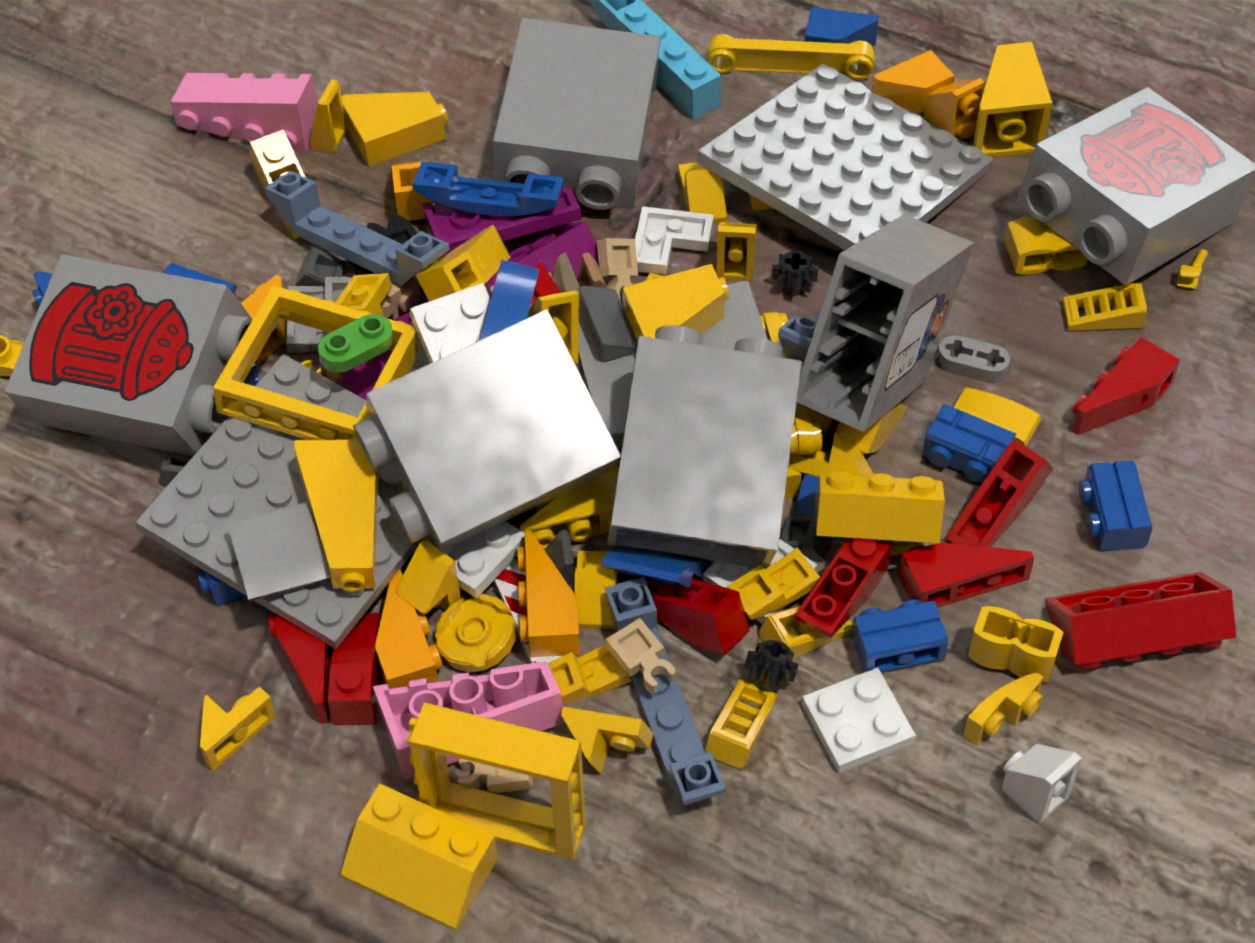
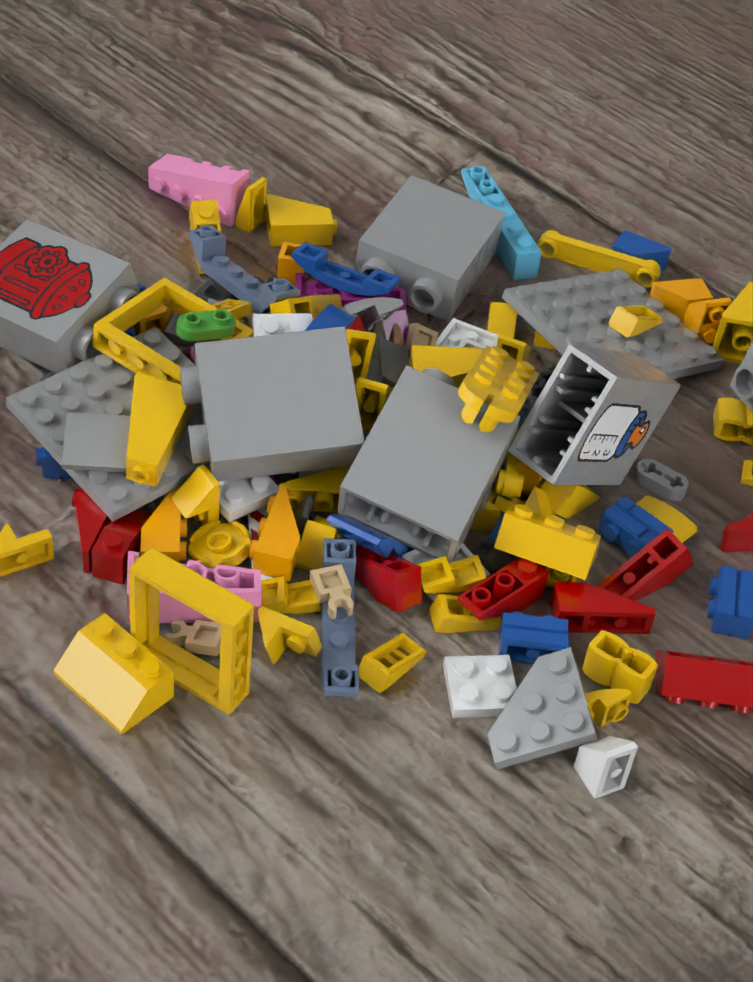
camera: 10 degrees right, 10 degrees down
(551, 247) = (373, 309): none -> light grey slope
(607, 387) = (371, 400): none -> yellow slope
(757, 325) = (498, 383): none -> yellow plate
(771, 666) = (428, 628): black gear -> none
(871, 144) = (634, 320): none -> yellow slope
(949, 738) = (544, 713): none -> light grey plate

